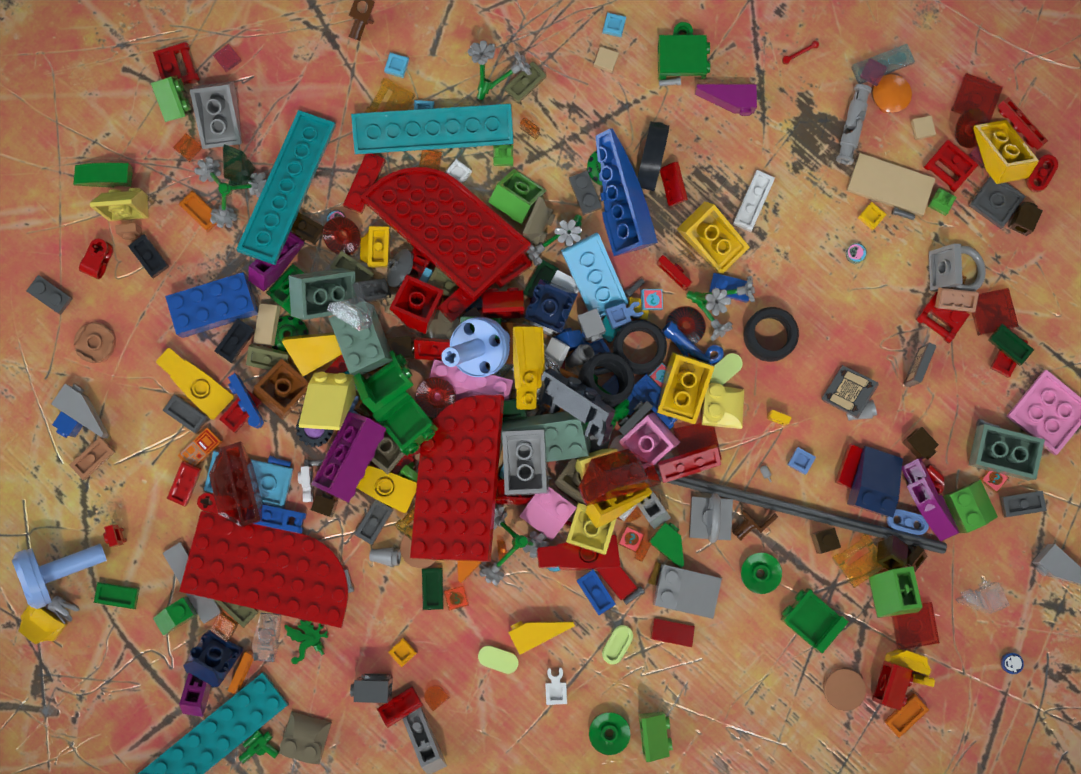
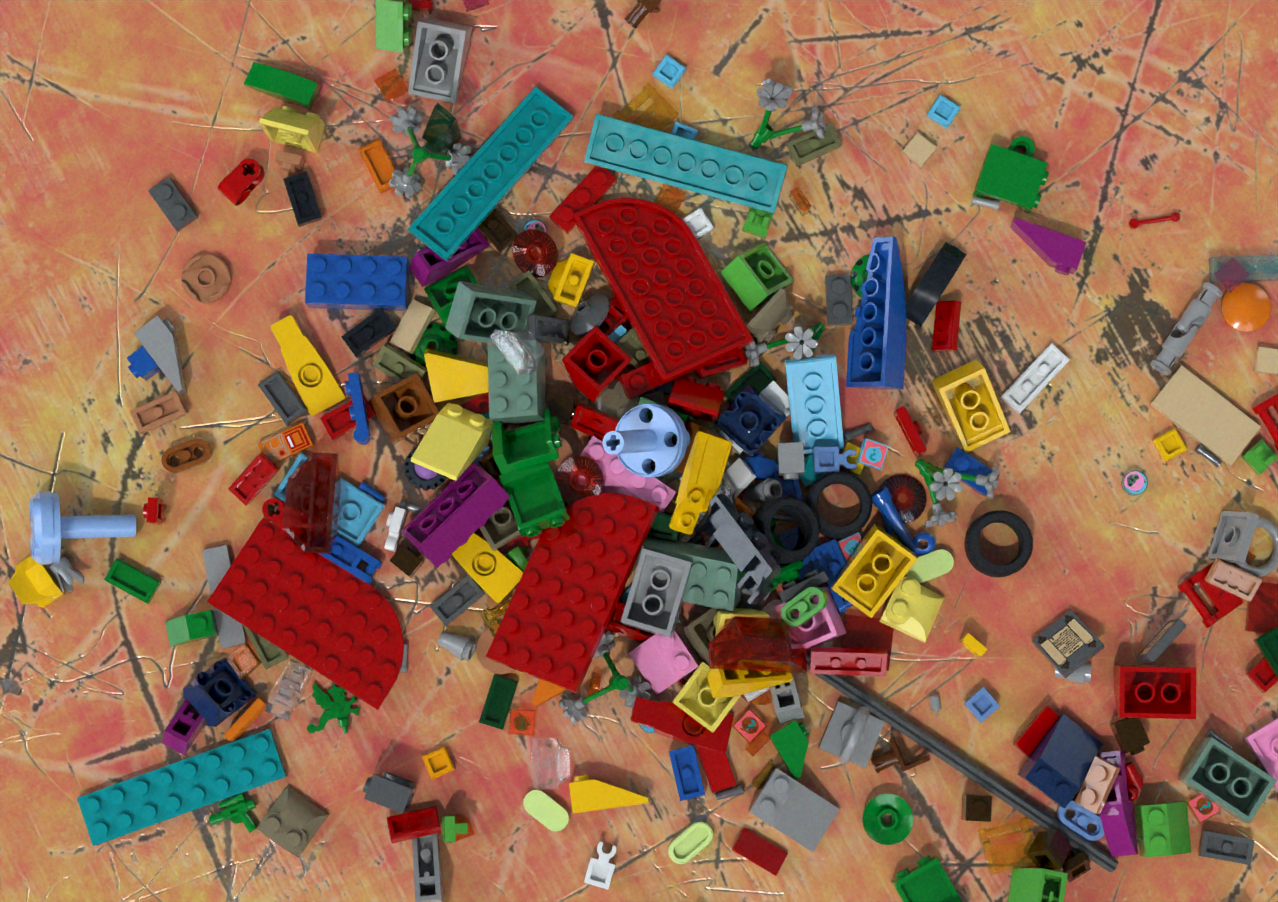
camera: 20 degrees right, 0 degrees up
(126, 484) = (187, 455): none -> dark orange plate
(430, 699) = (450, 828): none -> bright green tile
(488, 622) = (549, 763): none -> clear slope
(642, 432) = (804, 604): none -> bright green plate
(911, 491) = (1097, 785): none -> nougat plate
(929, 404) = (1155, 692): none -> red slope

